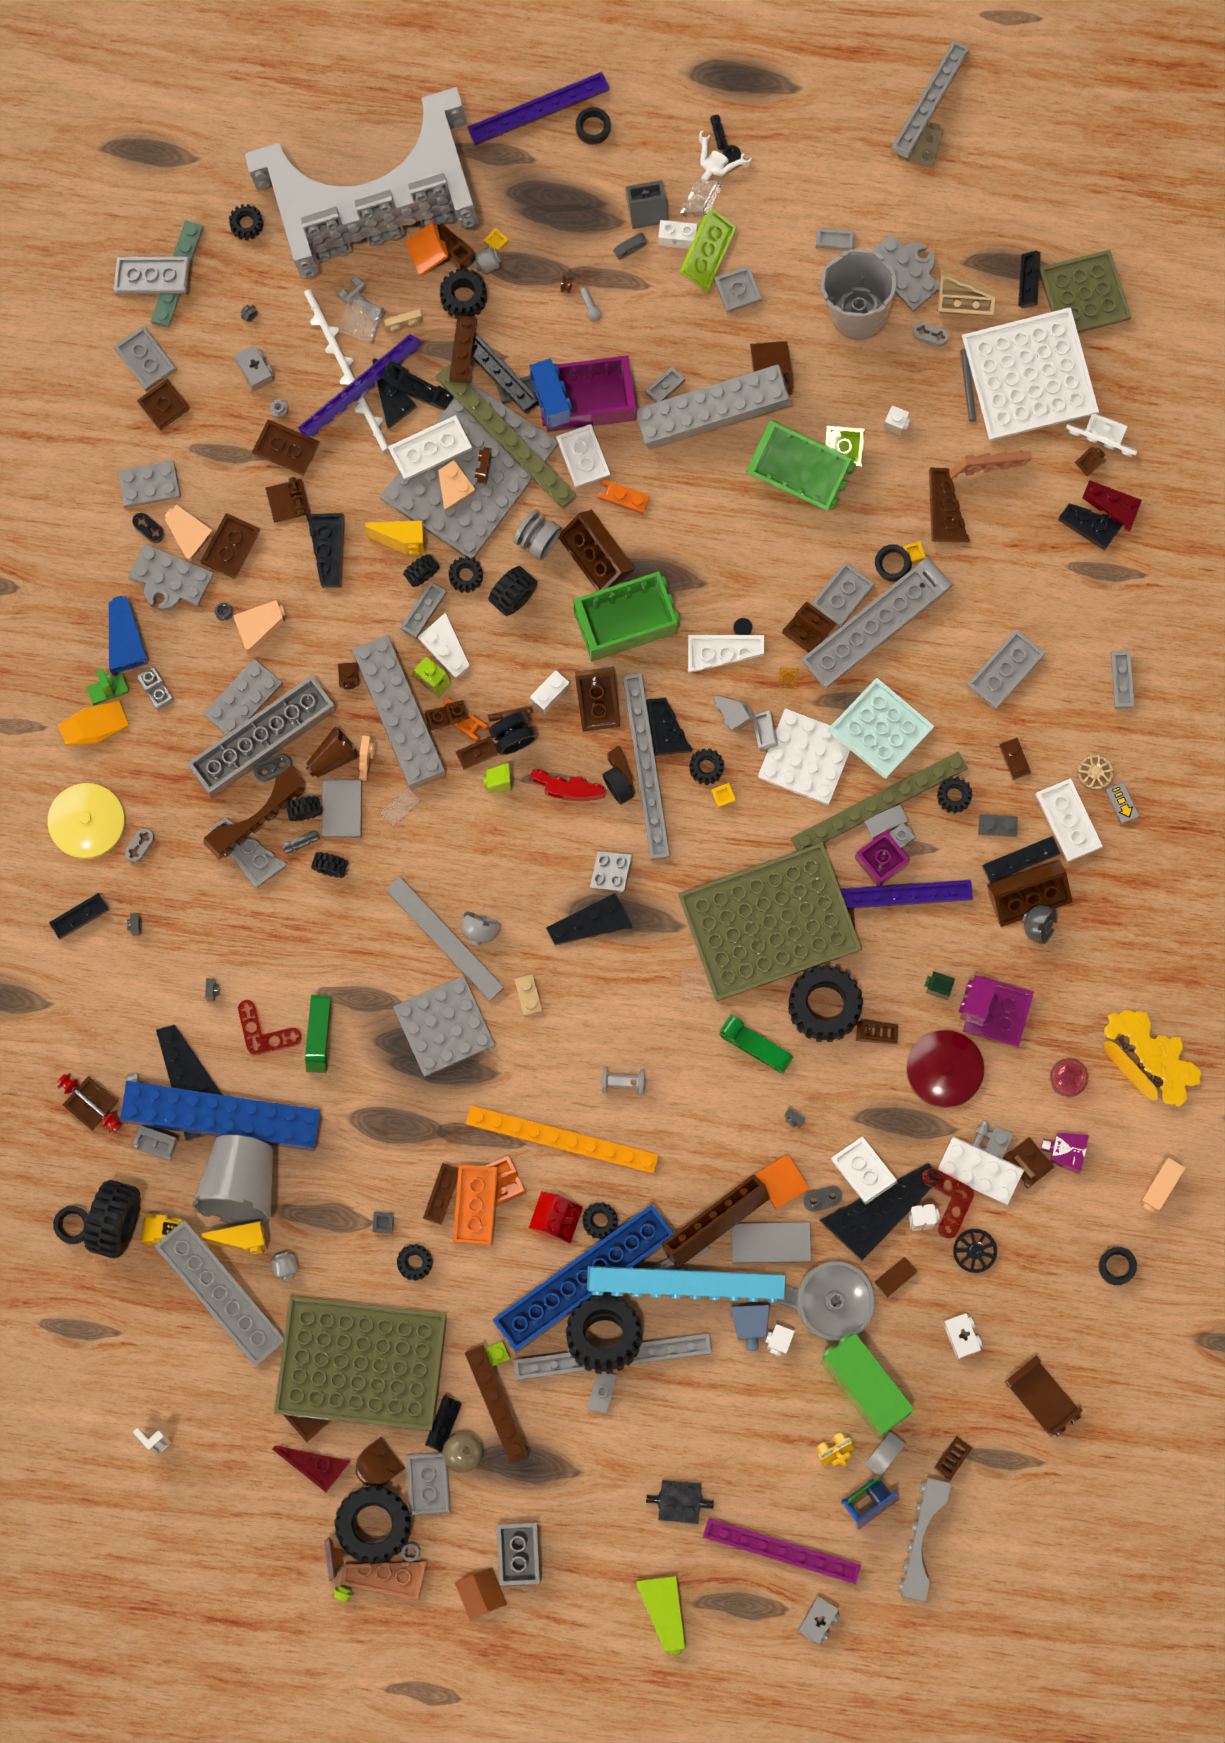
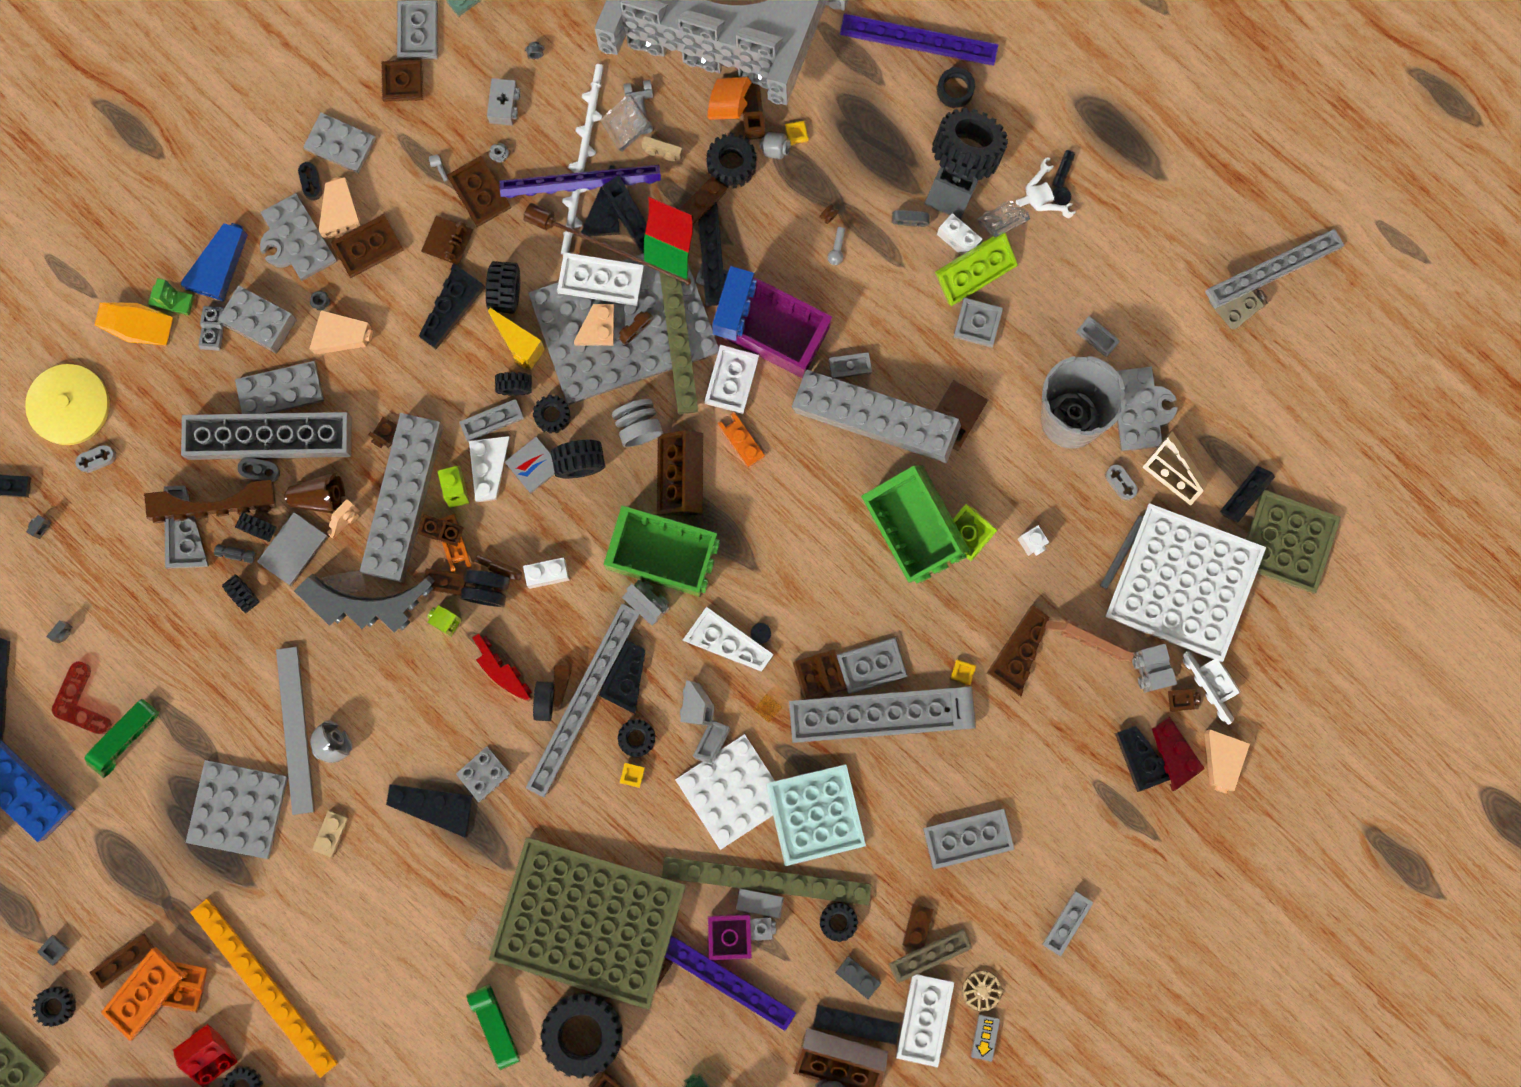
camera: 30 degrees right, 5 degrees up
(187, 657) = (257, 319): none -> light grey brick
(235, 446) = (435, 161): none -> light grey hand
(360, 503) = (503, 287): none -> black tyre
(433, 813) = (332, 603): none -> dark grey arch
(460, 385) = (665, 239): none -> flag
(479, 622) = (532, 465): none -> light grey tile
(597, 699) = (584, 607): reddish brown slope -> none
(622, 1081) = (352, 974): light grey hose -> none
(641, 172) = (964, 158): none -> black tyre
(641, 661) = (646, 602): none -> light grey brick
(889, 549) = (936, 654): black tyre -> none
(1039, 771) = (930, 956): none -> dark tan tile
(1052, 451) = (1154, 668): none -> light grey brick
(1151, 483) = (1224, 760): none -> light nougat slope

